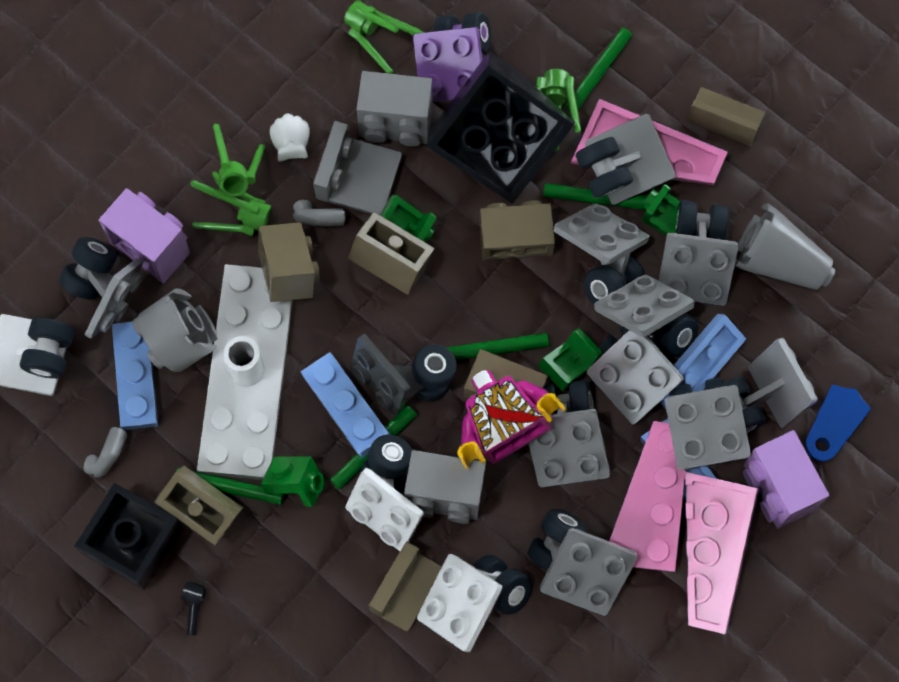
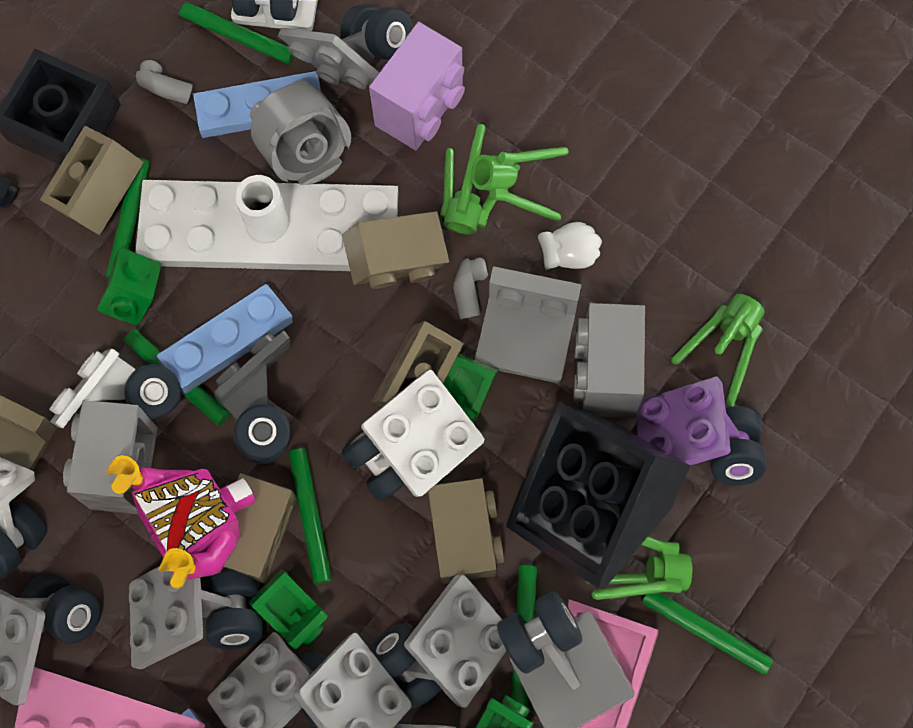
camera: 90 degrees right, 0 degrees up
(64, 391) = (236, 32): none -> green bar
(449, 254) = (413, 439): none -> white plate

